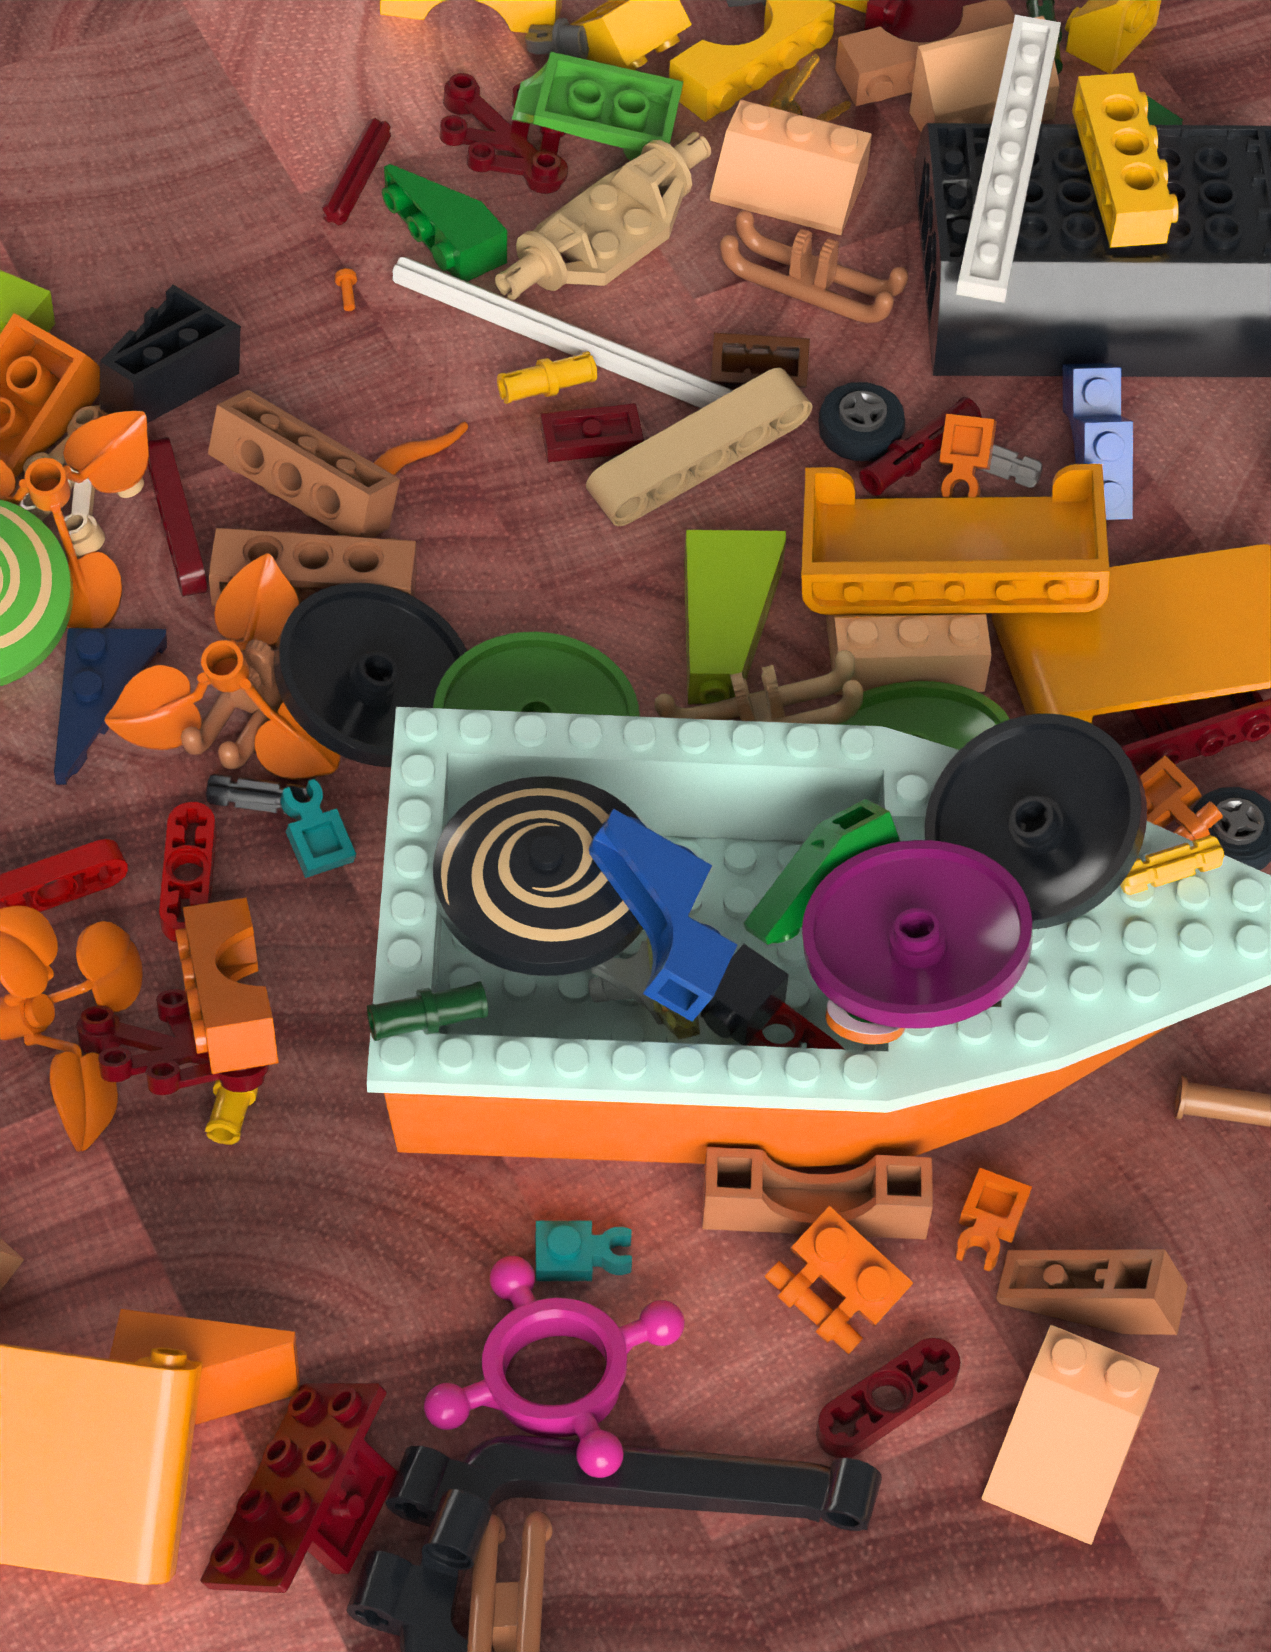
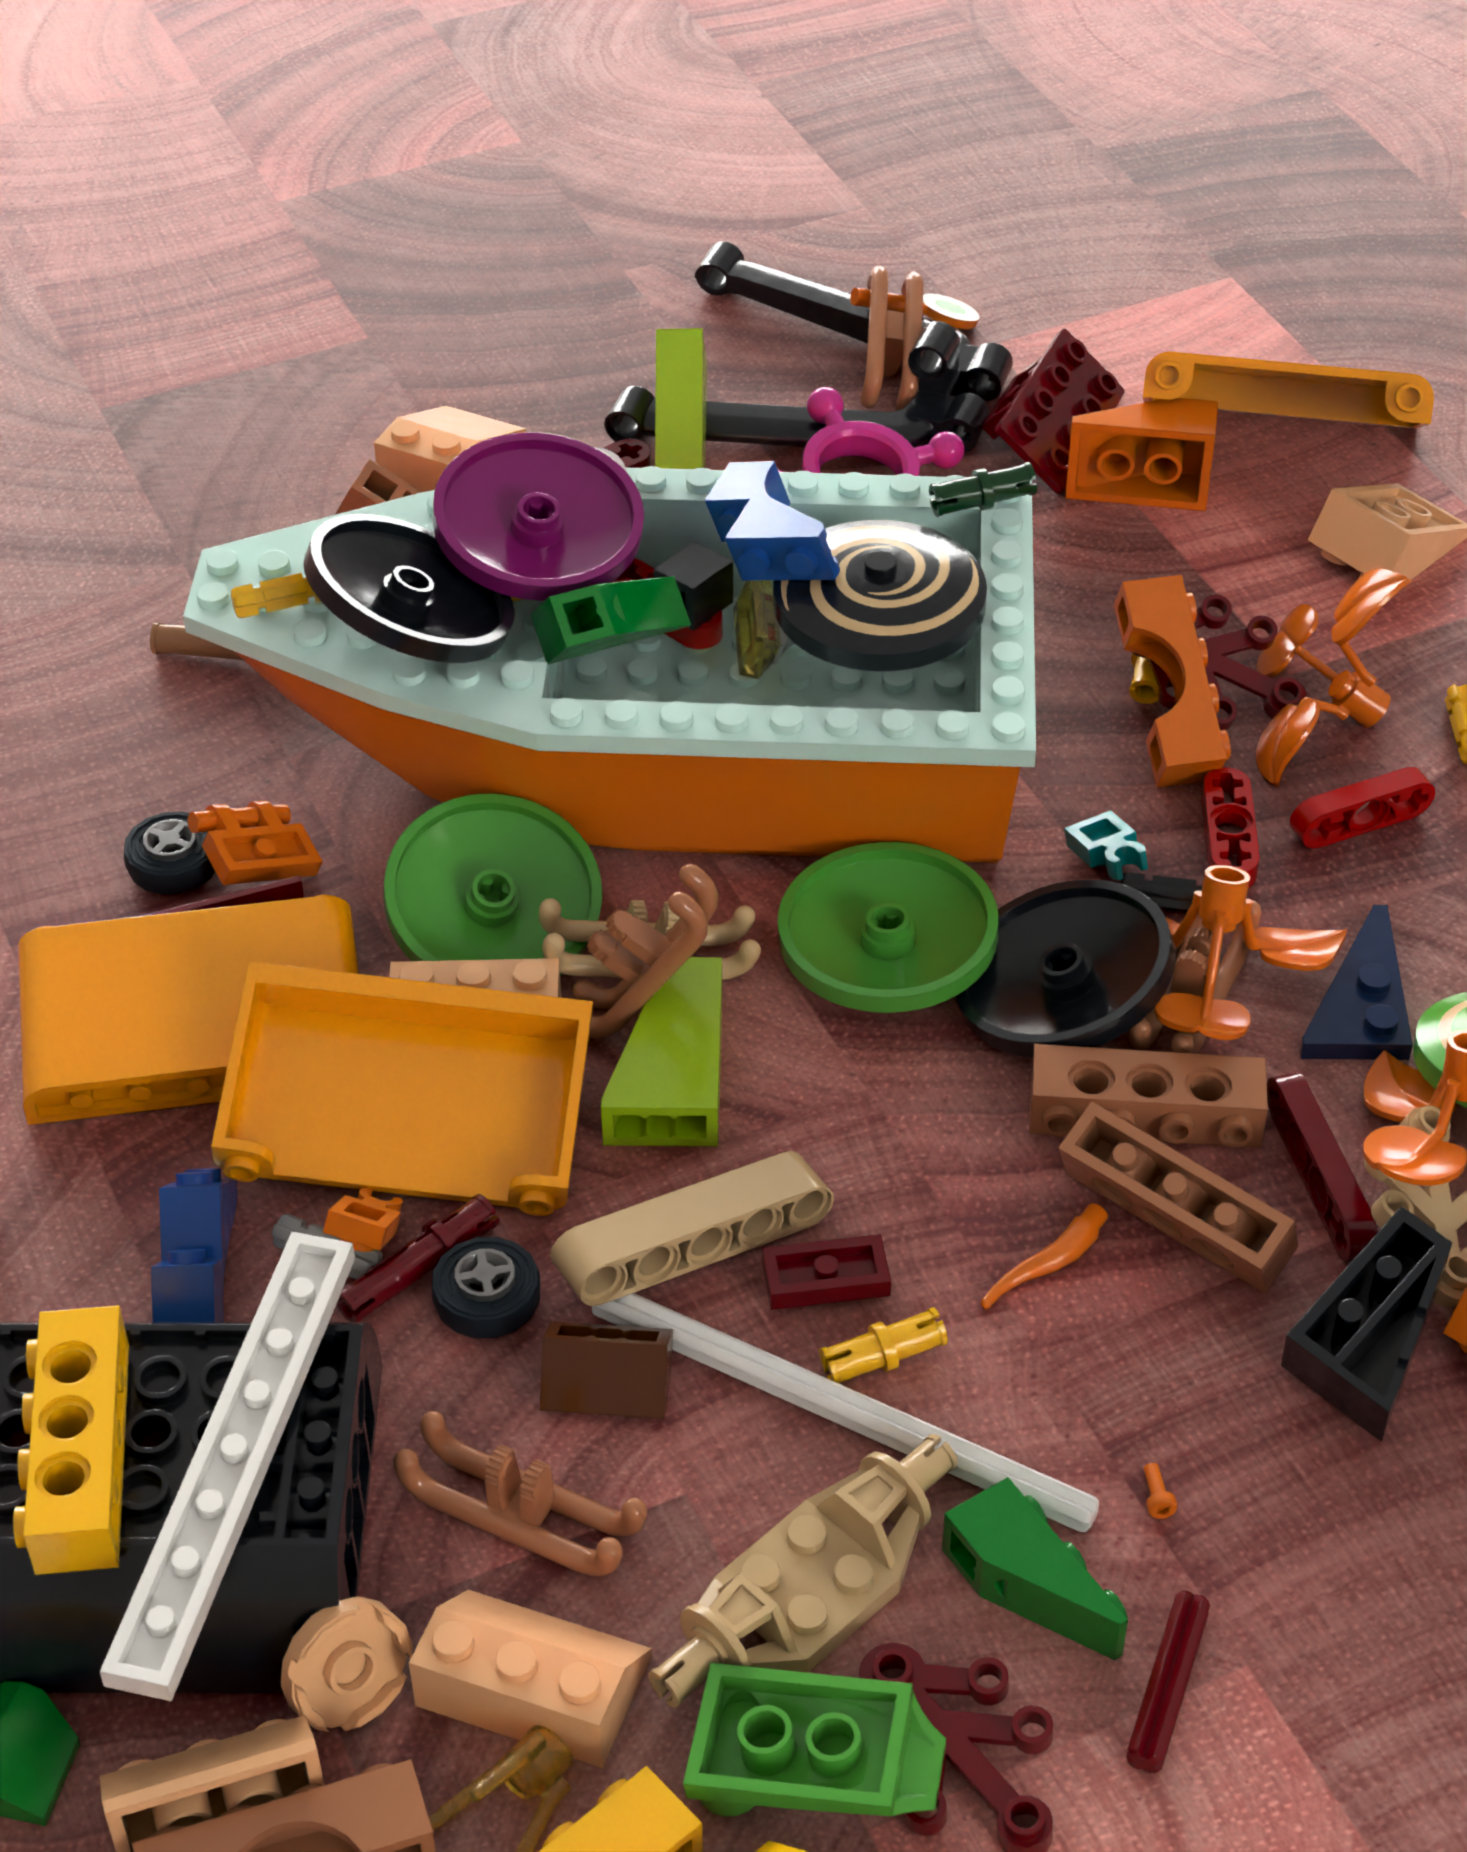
camera: 175 degrees left, 10 degrees down
(758, 622) = (644, 954): none -> nougat piece
(783, 1426) = (680, 399): none -> lime slope
(901, 152) = (346, 1664): none -> light nougat tile

